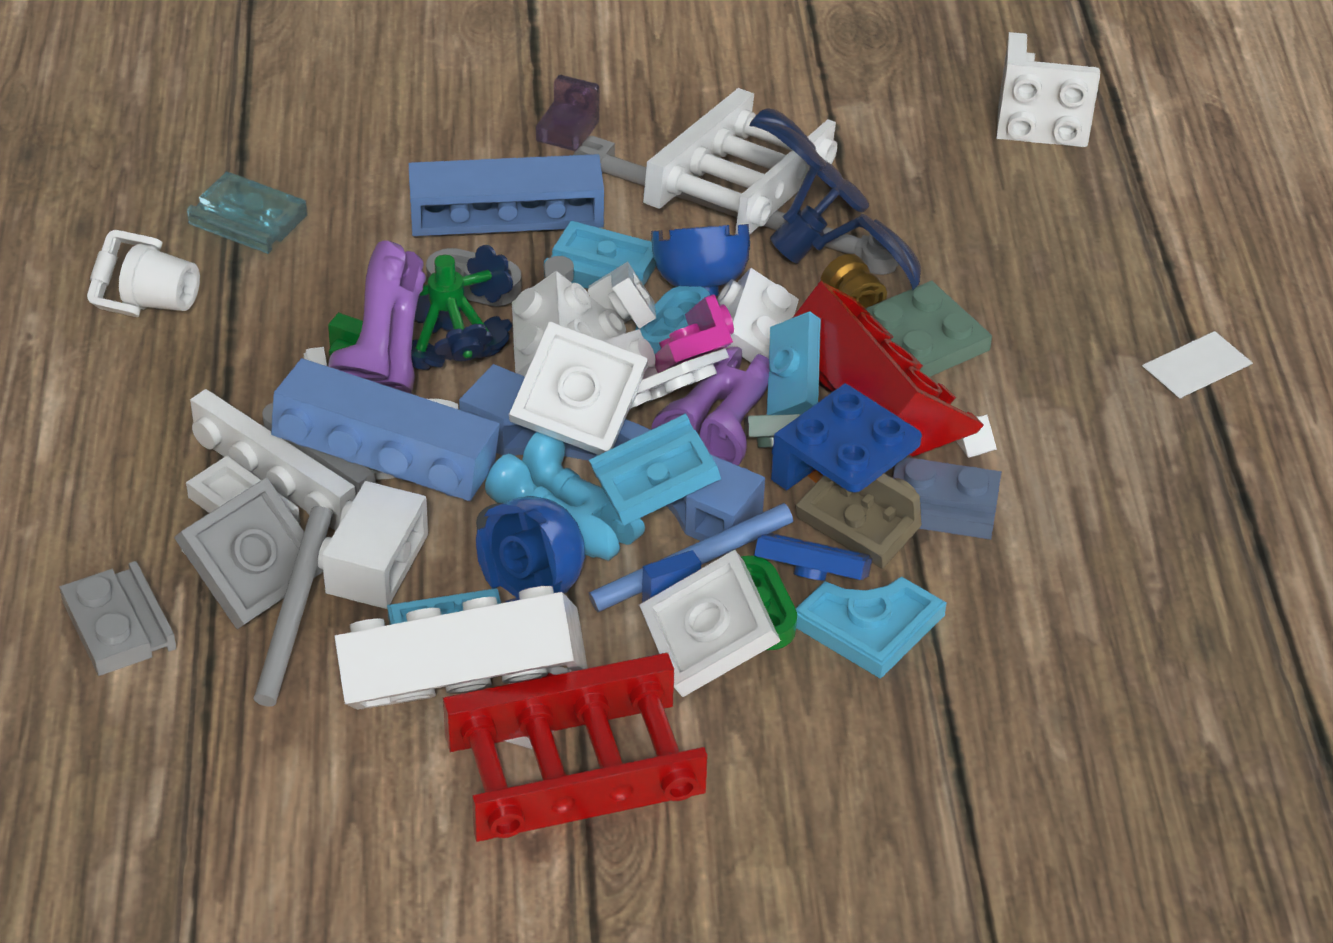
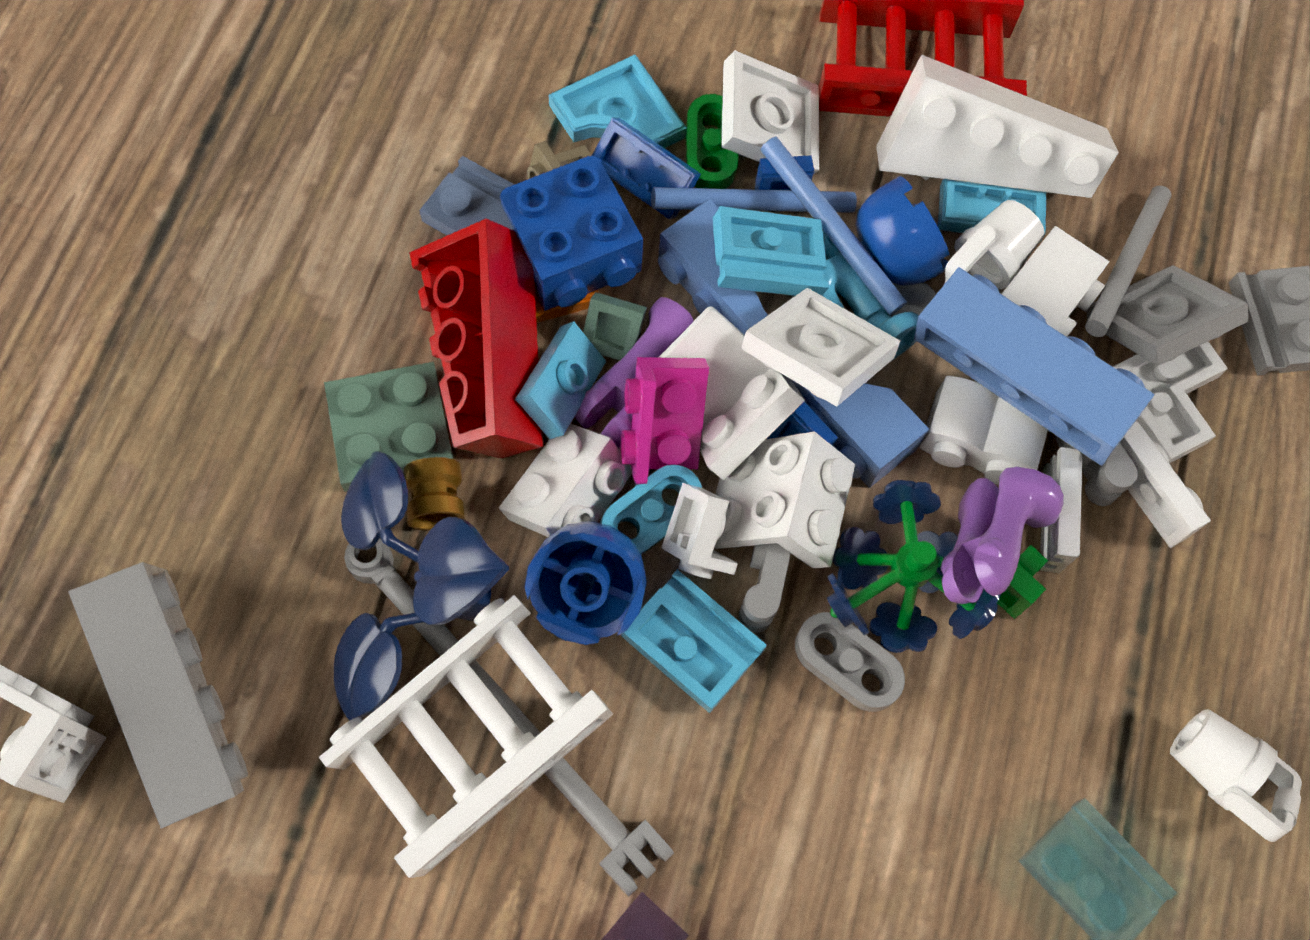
camera: 165 degrees left, 25 degrees up
(440, 547) = (998, 244): none -> white piece
(505, 194) = (780, 778): medium blue brick -> none
(617, 527) = (833, 225): none -> medium blue bar
(979, 141) = (159, 691): none -> light grey wedge
(980, 442) = (407, 285): white piece -> none
(1197, 364) = (132, 301): white sticker -> none

